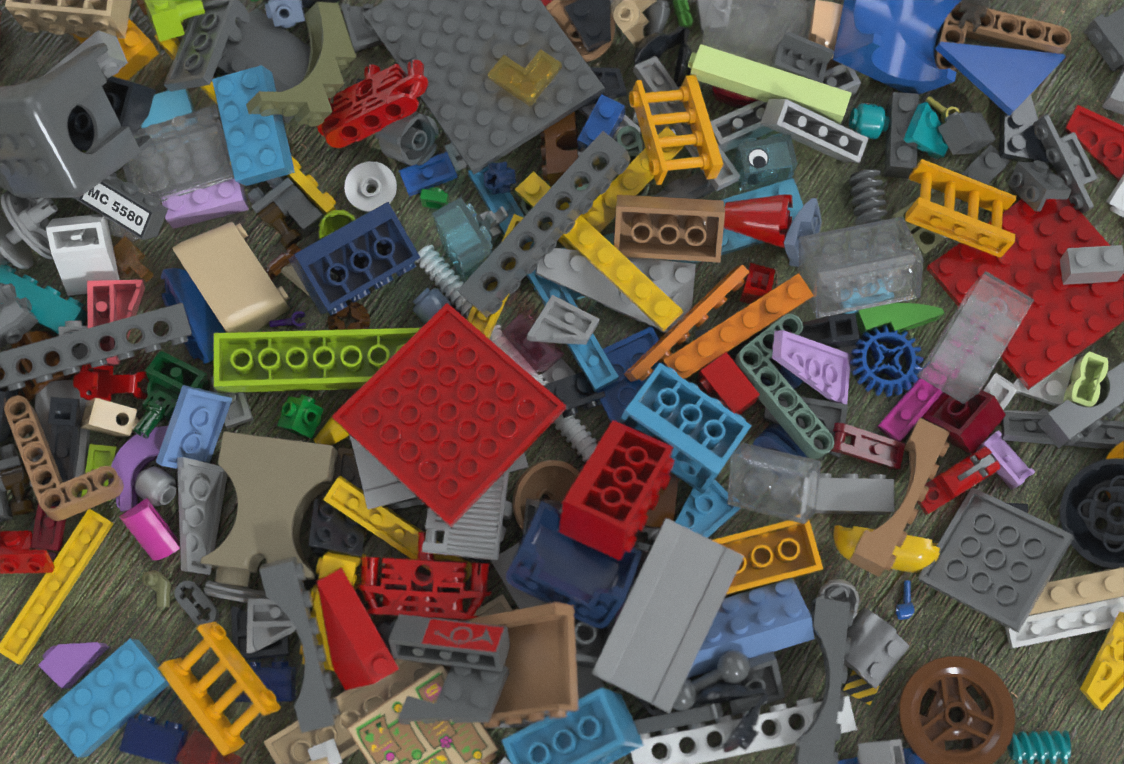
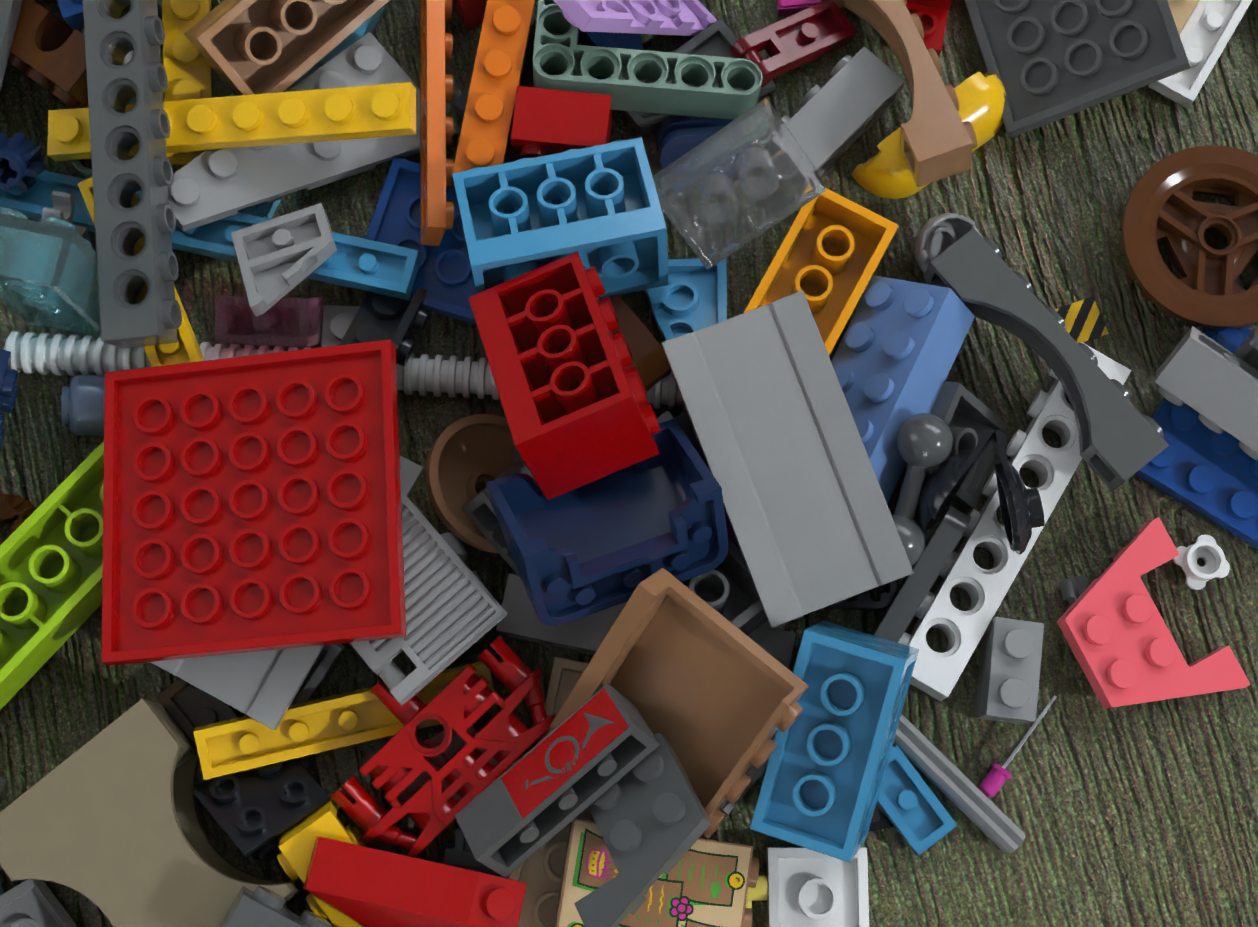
camera: 50 degrees left, 0 degrees up
(300, 416) = (64, 709): green brick -> none
(330, 433) = (128, 685): yellow cone -> none
(873, 647) = (1050, 255): flat silver brick -> none
(905, 610) = (1033, 179): blue hand -> none

